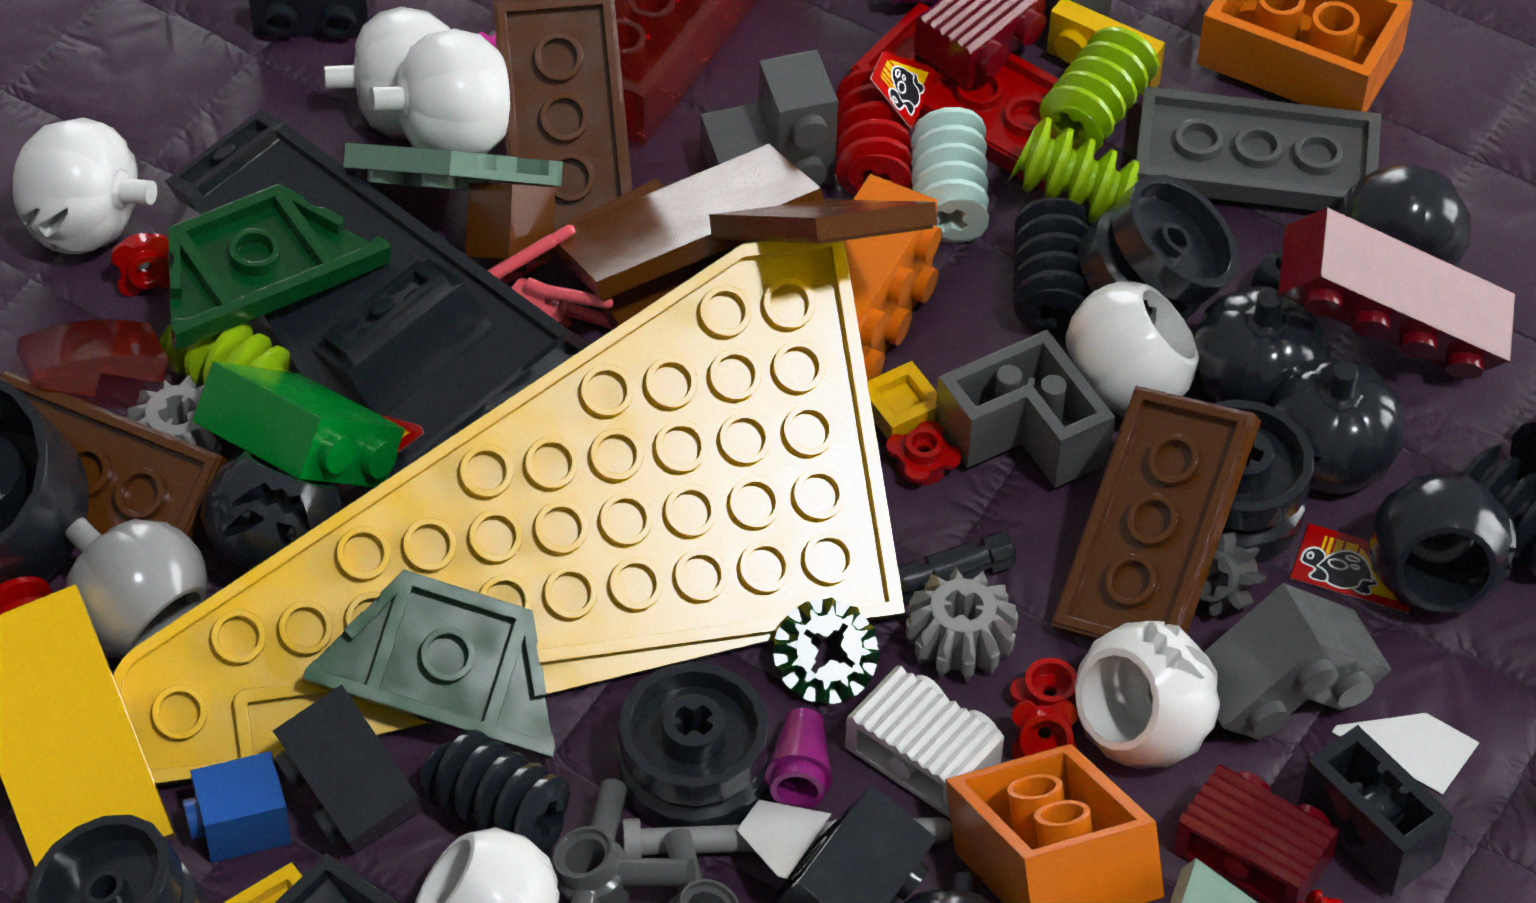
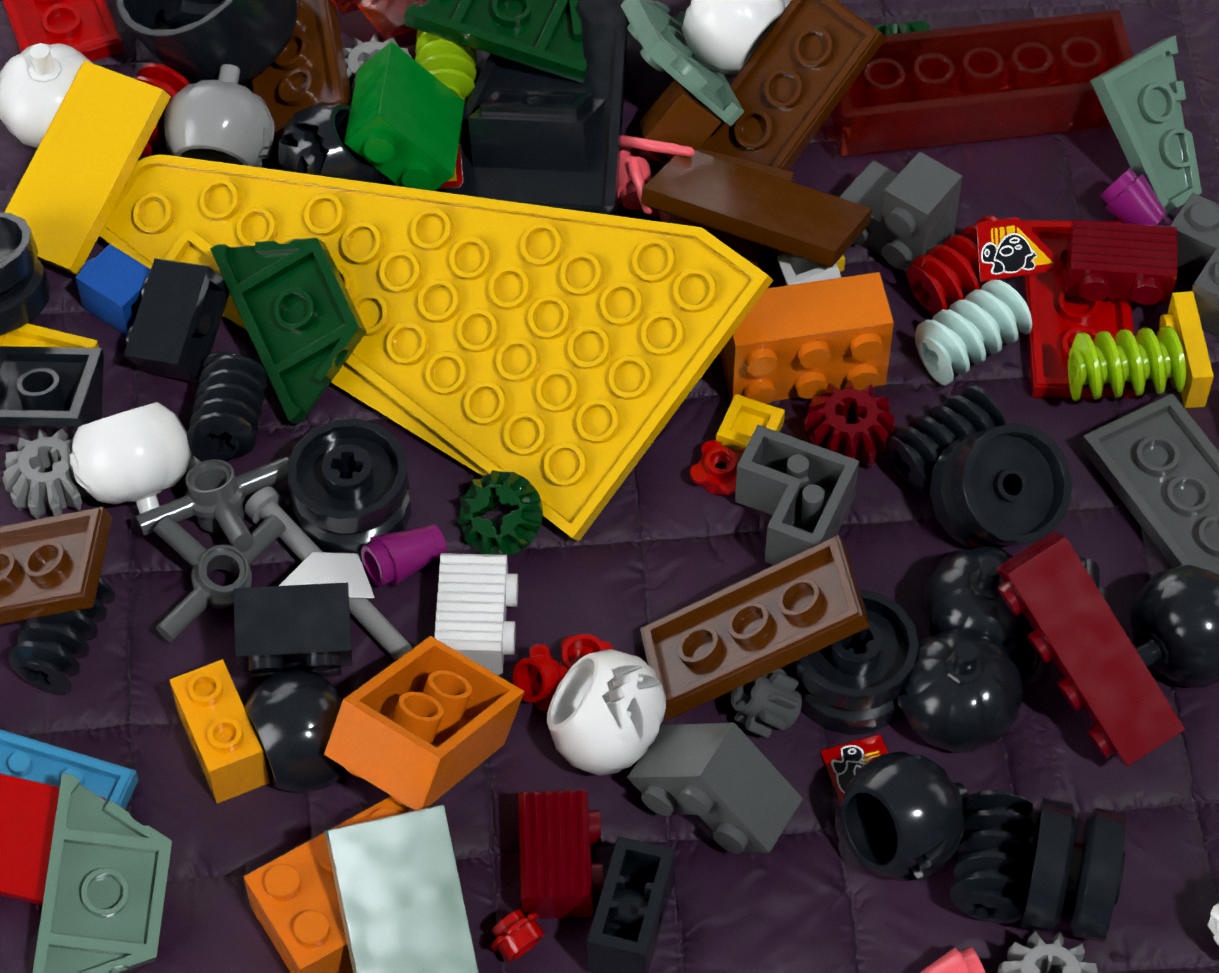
camera: 55 degrees right, 5 degrees up
(823, 221) = (758, 255): reddish brown tile -> none
(961, 624) = (588, 575): light grey gear -> none
(967, 323) = (850, 422): none -> dark red gear
(994, 553) = (641, 544): black axle -> none
(1073, 170) = (1035, 397): lime piece -> none
(1123, 347) = (898, 524): white piece -> none
(1421, 745) = (739, 915): white sticker -> none

